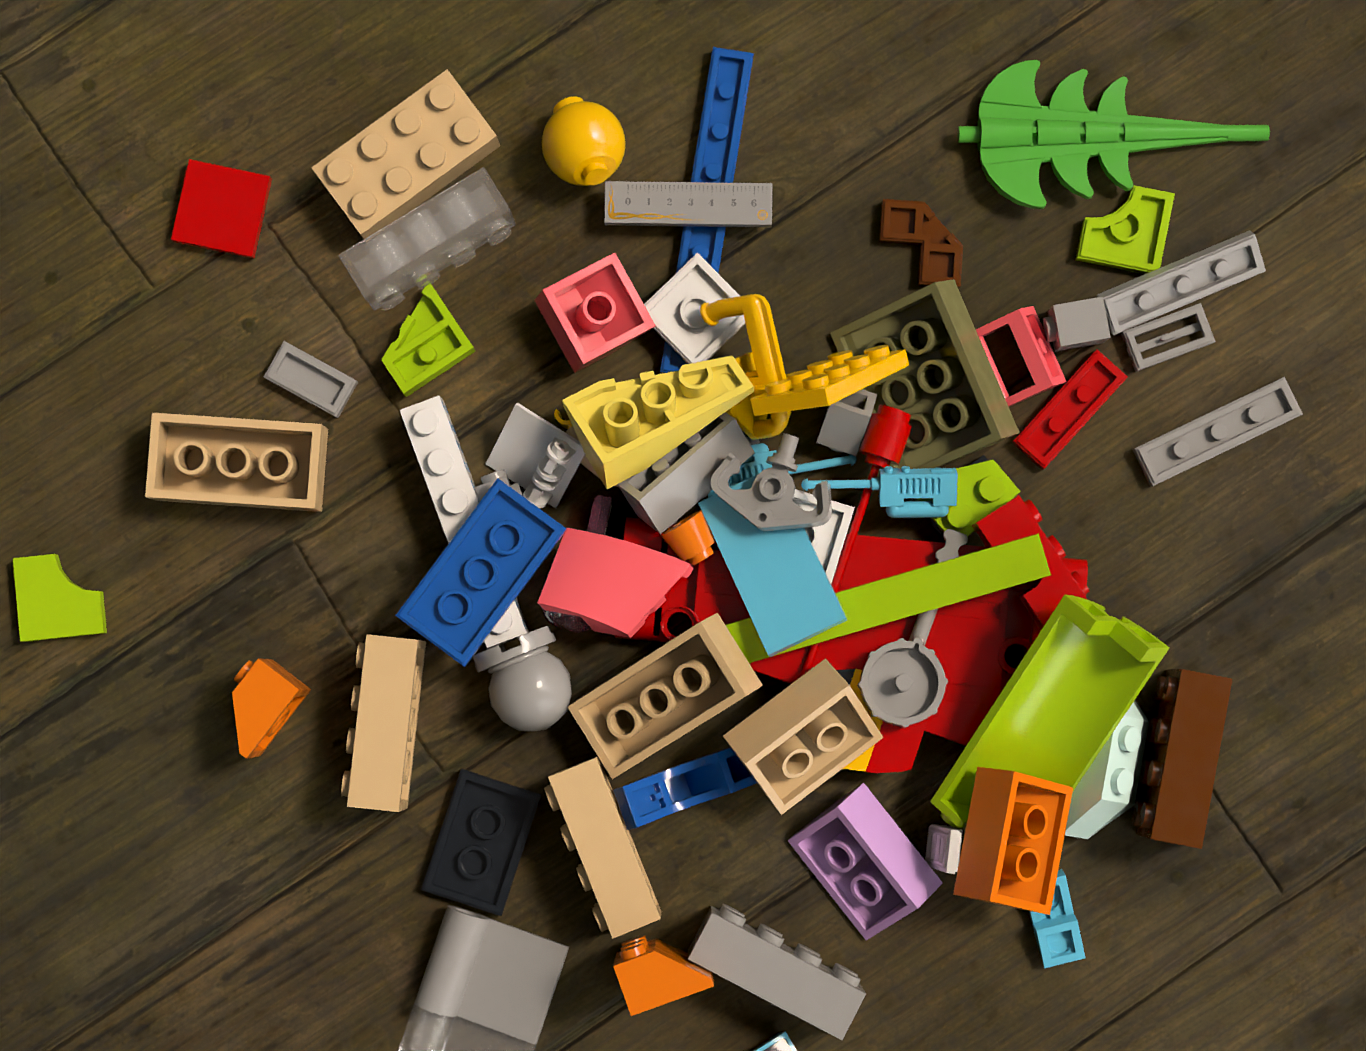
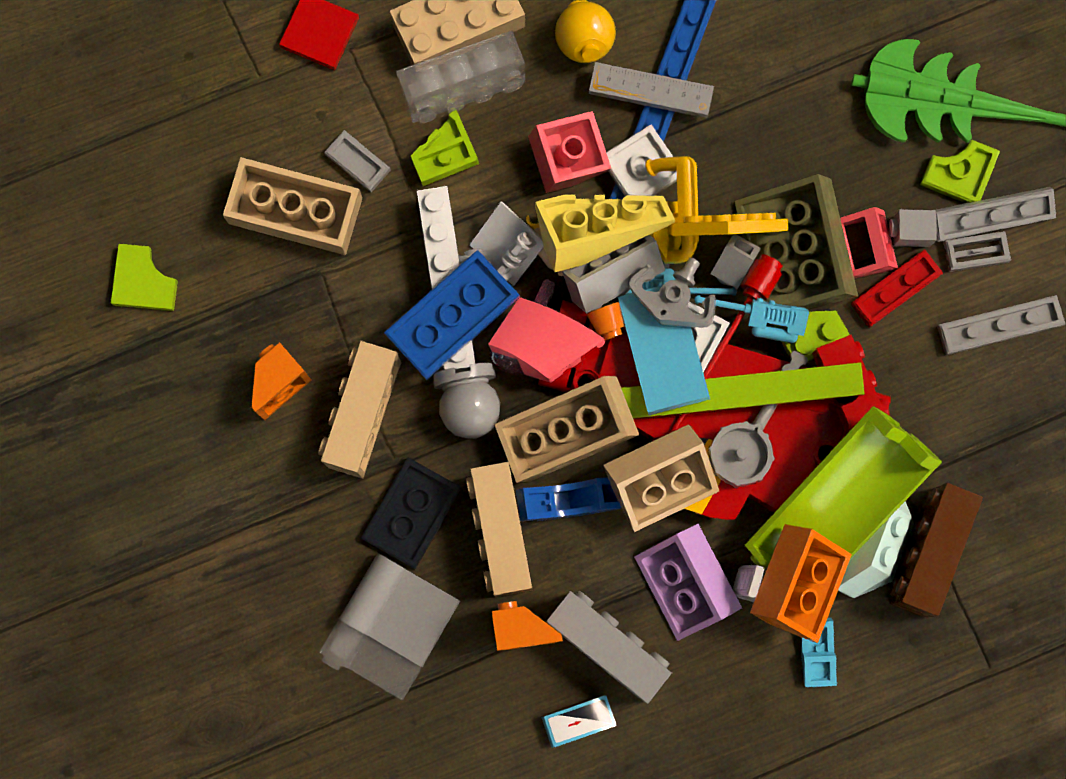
camera: 10 degrees right, 5 degrees down
(917, 225) = (811, 137): reddish brown tile -> none

